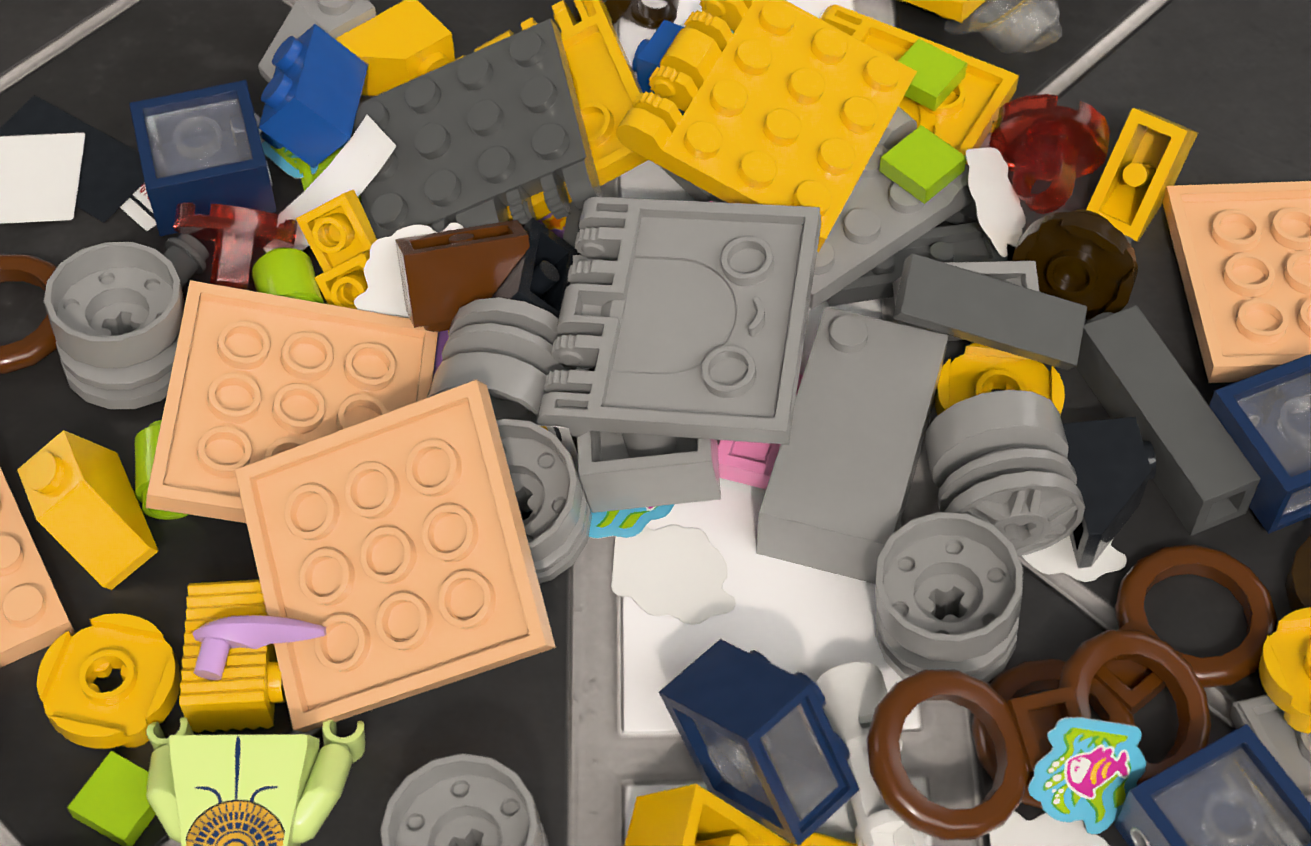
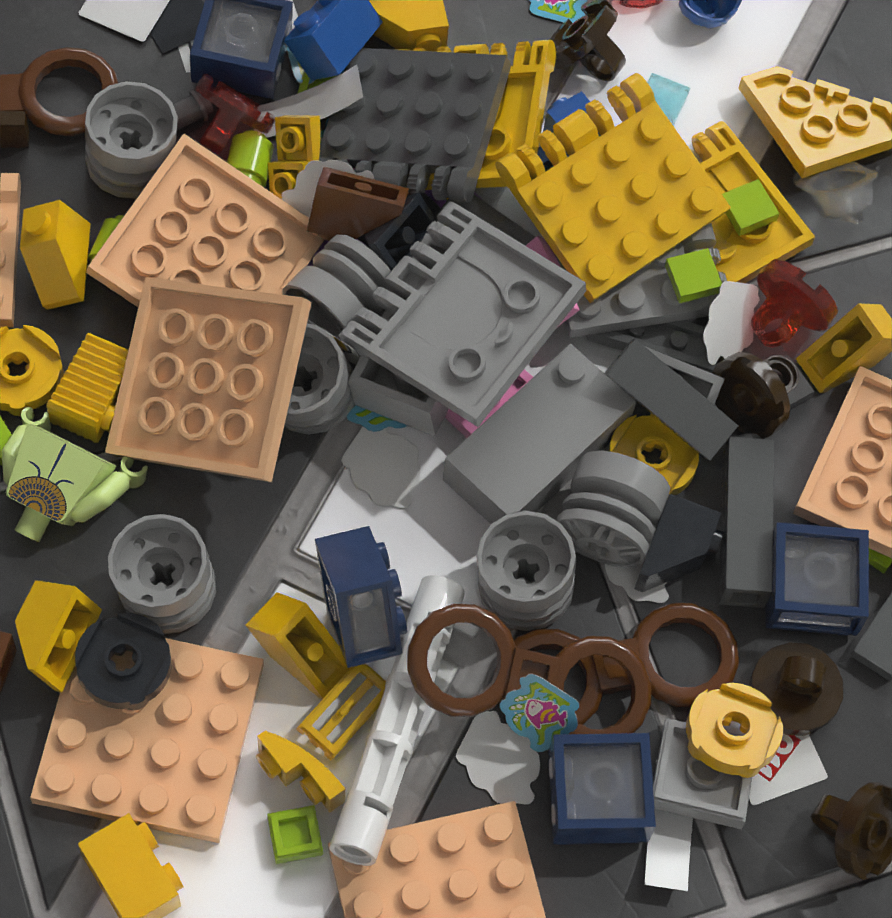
camera: 20 degrees right, 10 degrees up
(245, 632) = (103, 382): lavender bar -> none

